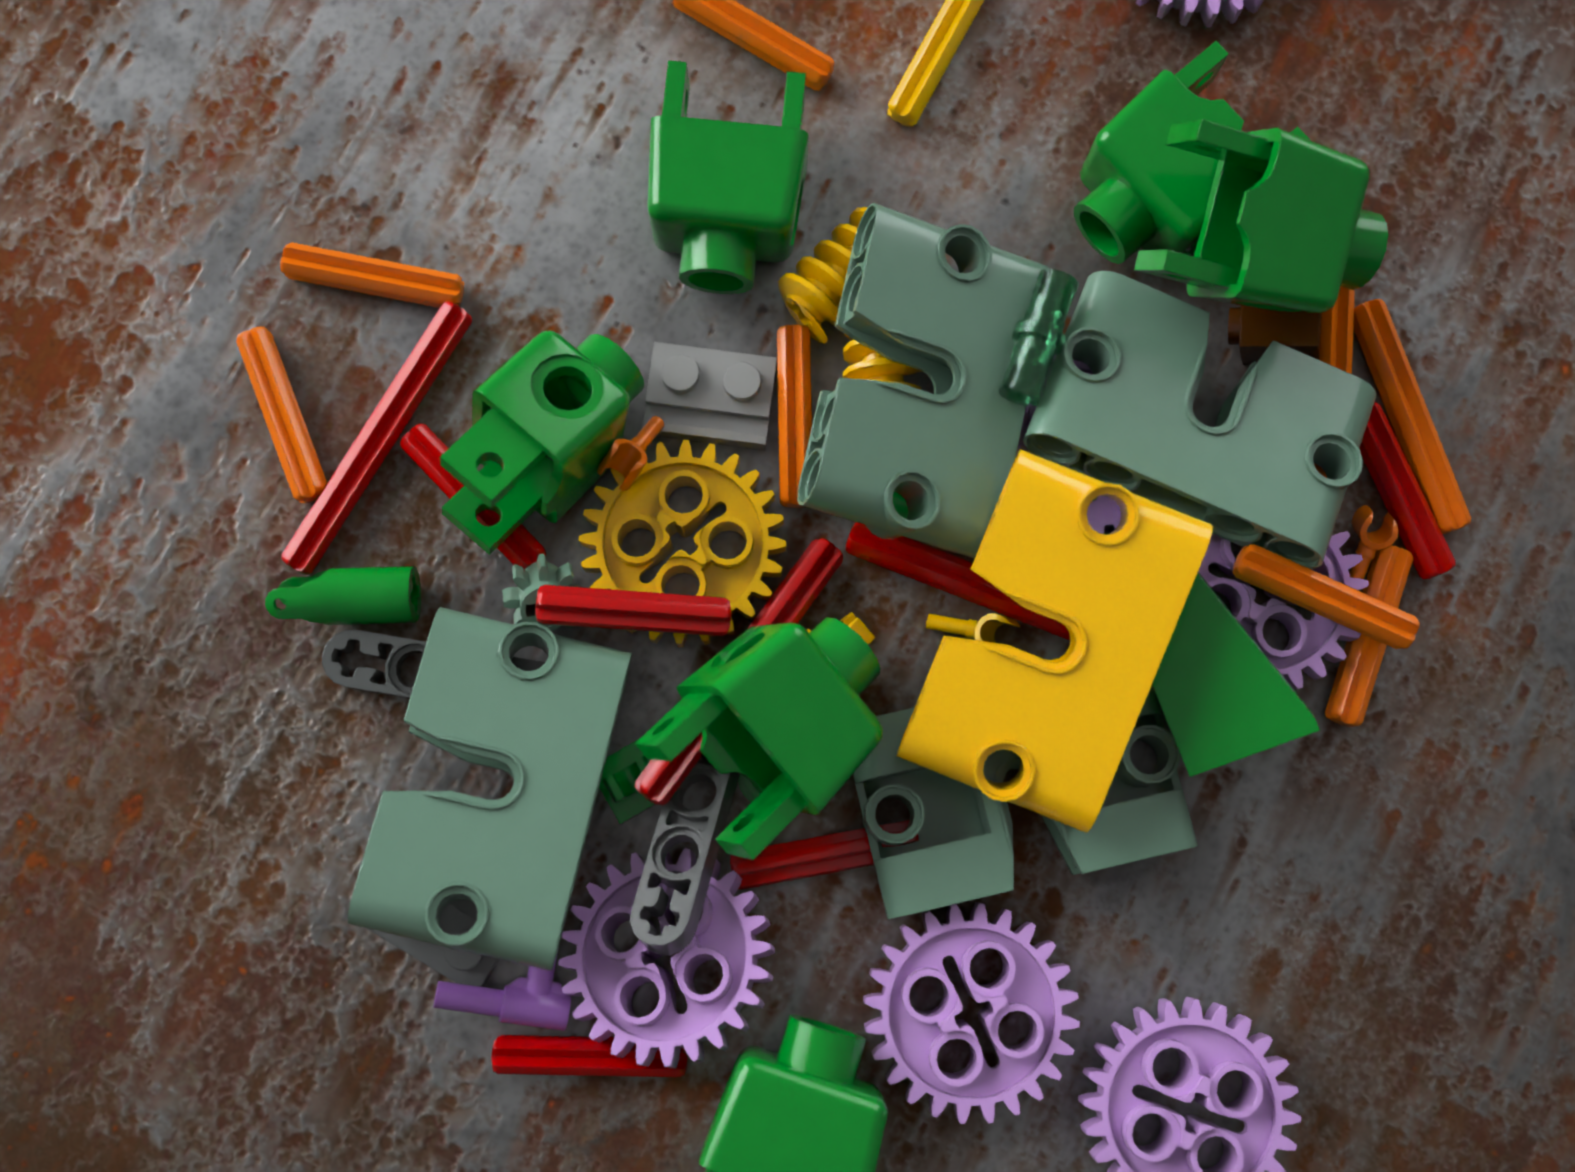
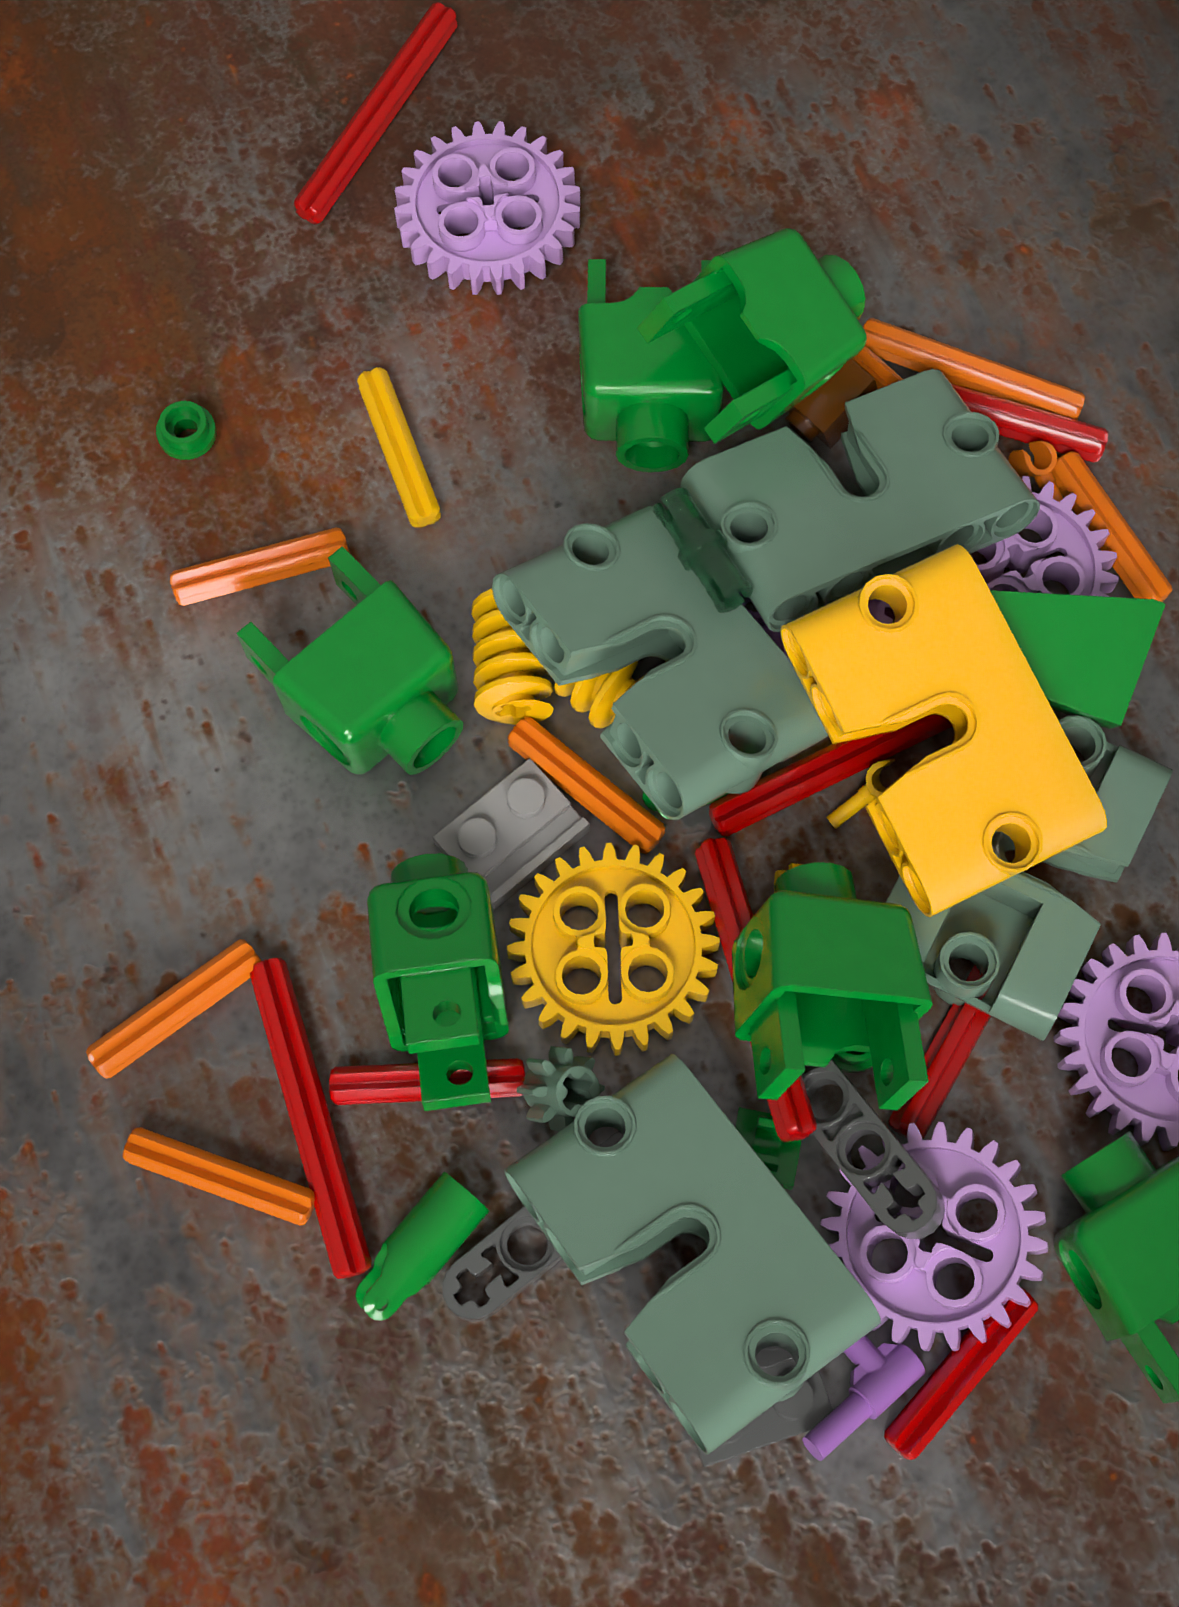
camera: 45 degrees left, 10 degrees down
(629, 455) = (513, 924): orange hand -> none
(633, 610) = (640, 1022): red axle -> none
(1325, 596) = (1062, 526): orange axle -> none

